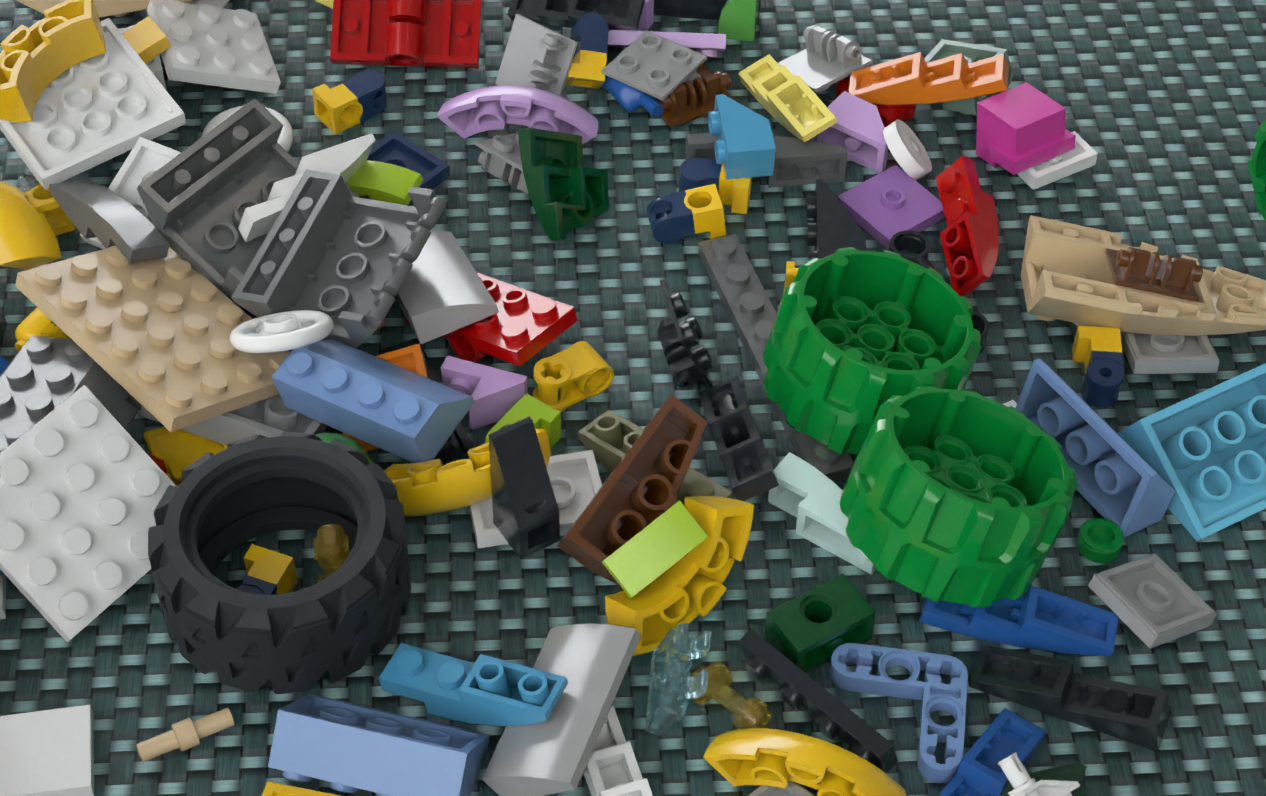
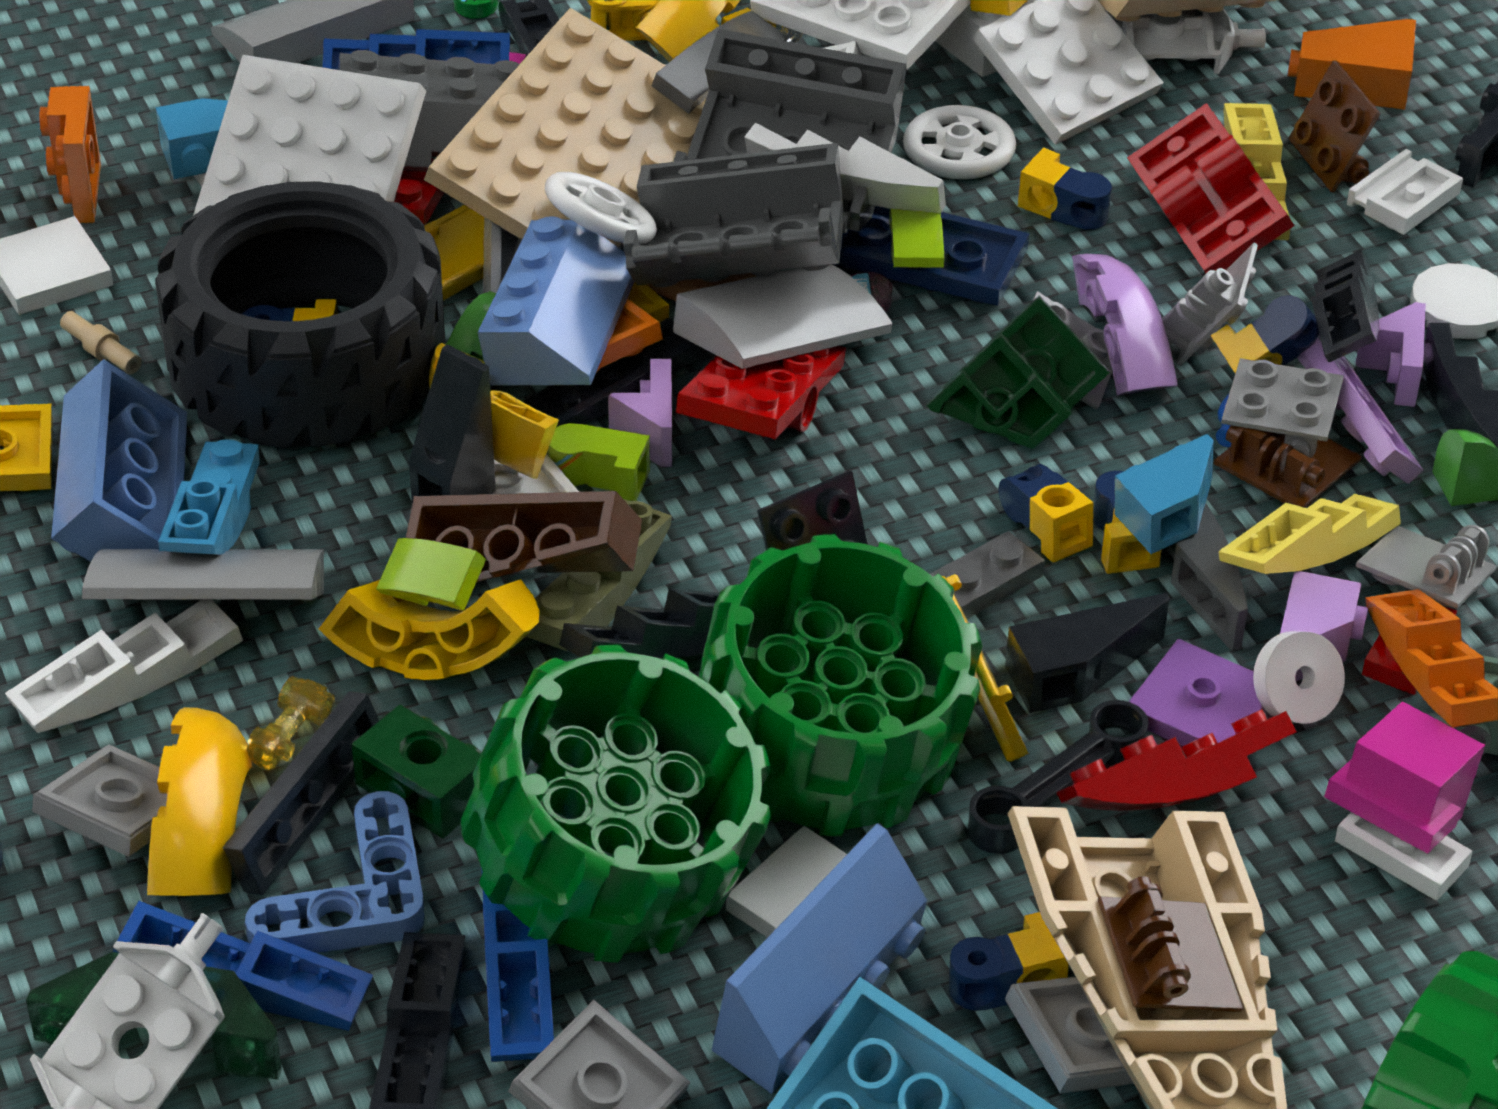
camera: 70 degrees right, 5 degrees down
(573, 373) = (715, 478): yellow piece -> none
(669, 681) = (265, 663): clear light blue plate -> none
(1099, 540) = (691, 1025): green tile -> none

